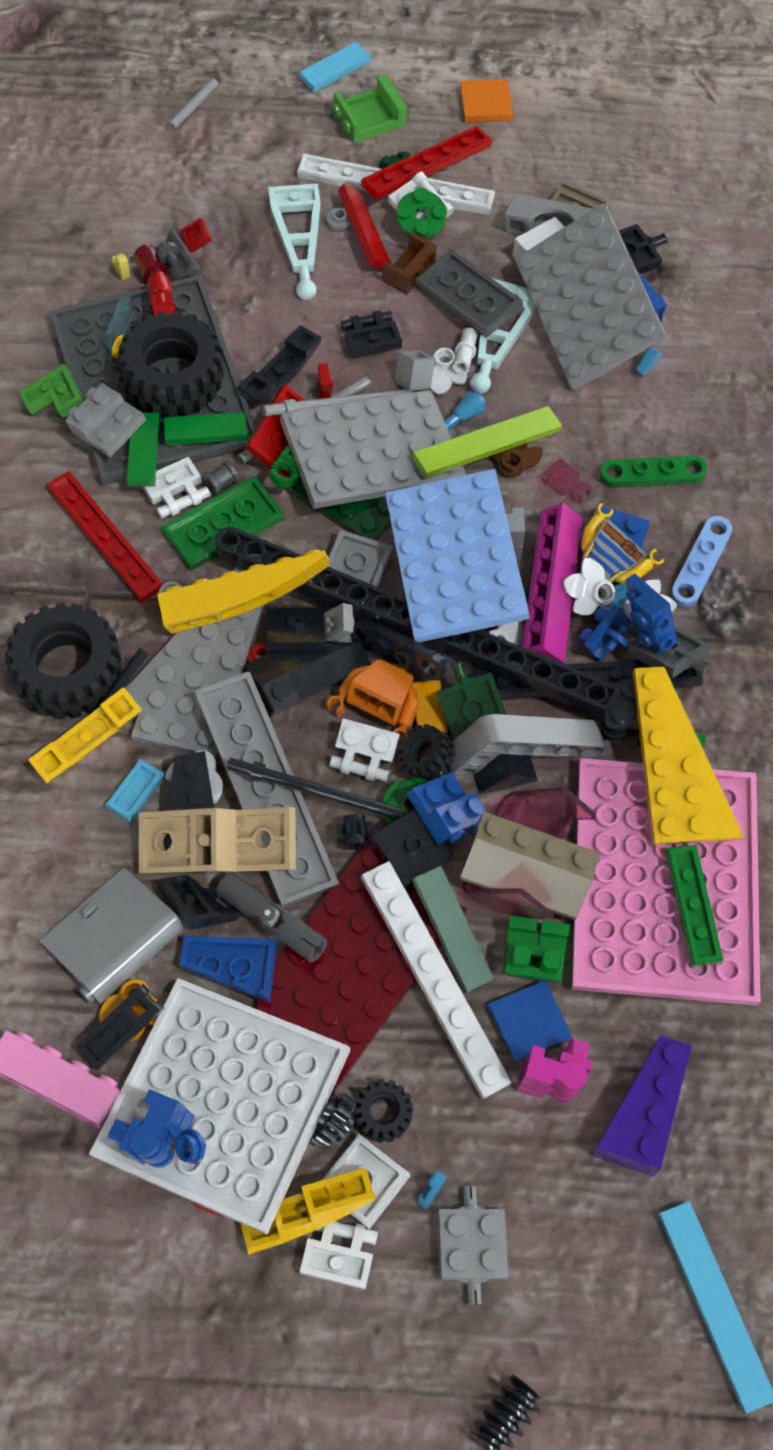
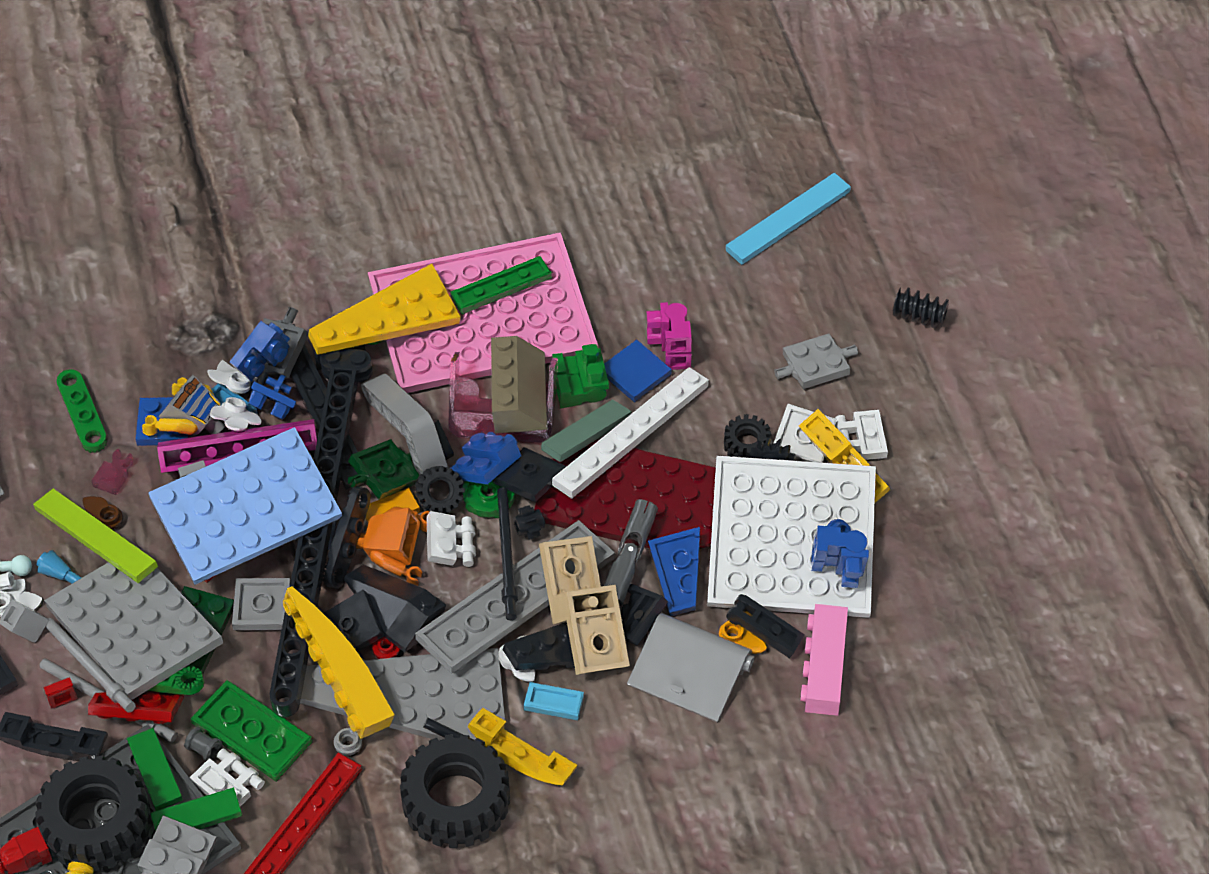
camera: 105 degrees left, 10 degrees down
(339, 624) = (336, 587): light grey bracket -> none
(431, 1190) = (790, 393): dark azure tile -> none
(645, 1116) = (670, 279): dark purple wedge -> none
(701, 561) = (168, 355): light blue plate -> none

